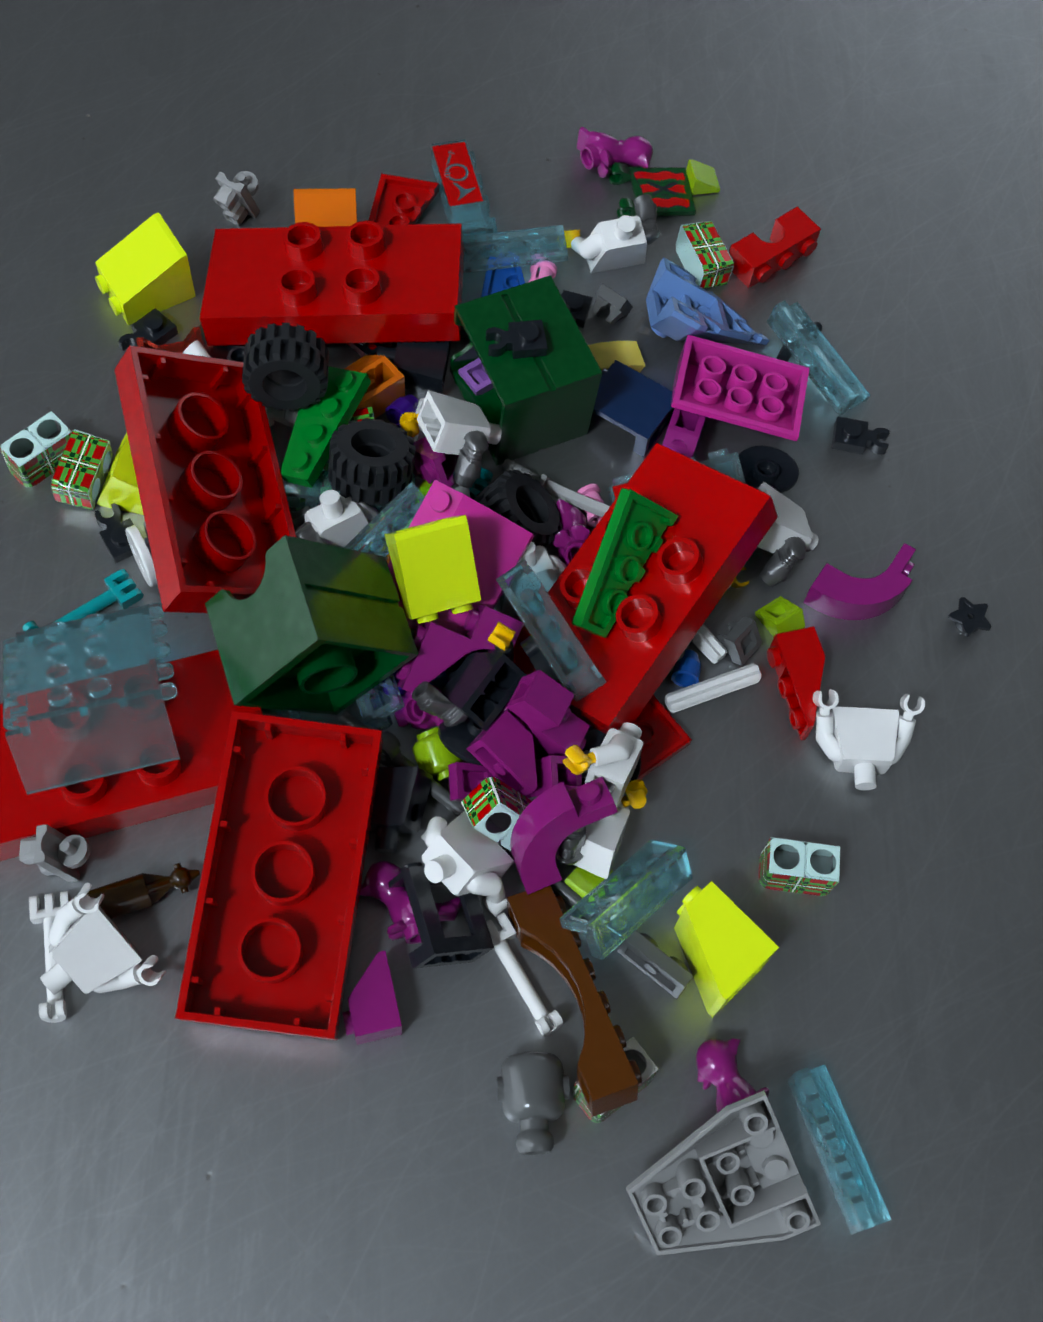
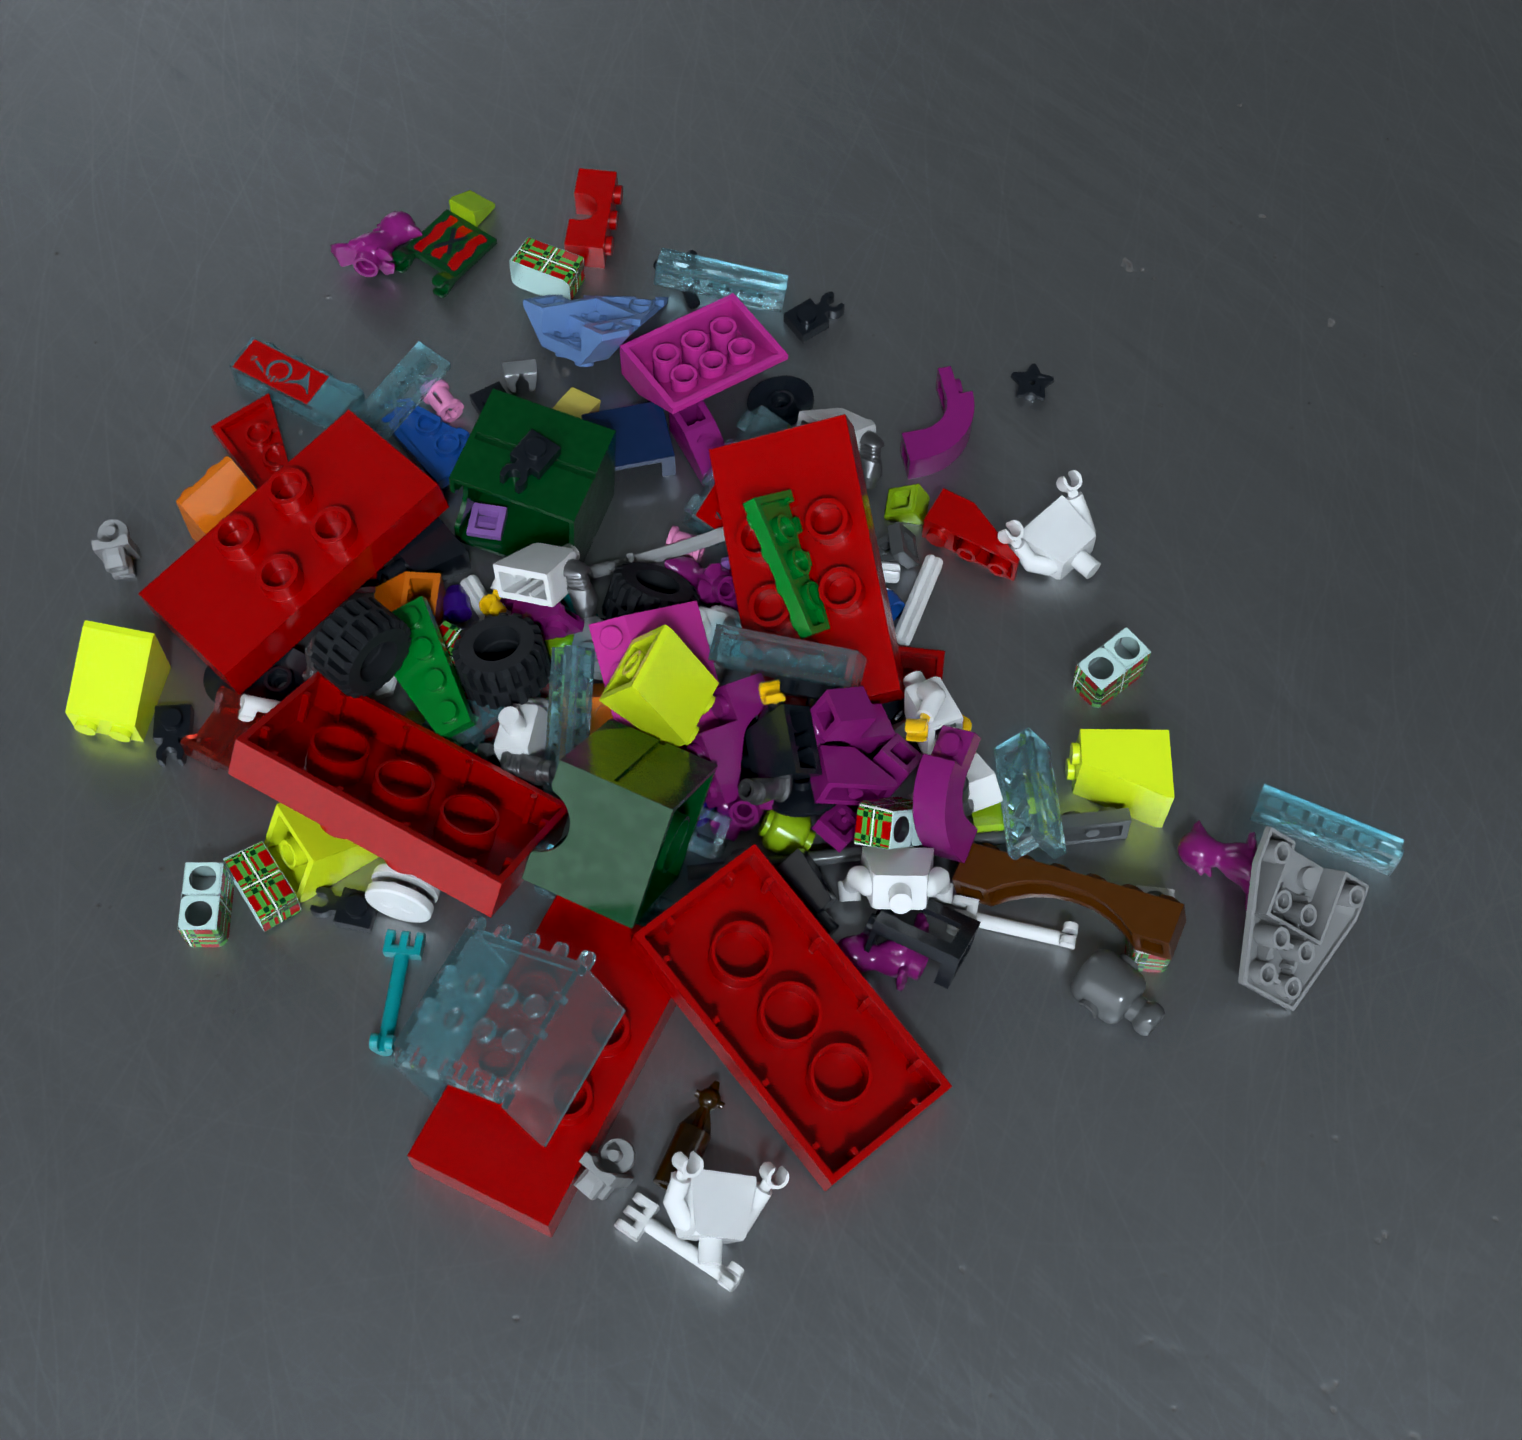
camera: 40 degrees left, 0 degrees up
(373, 1005) = (943, 1039): magenta slope -> none
(618, 241) = (475, 315): white torso -> none

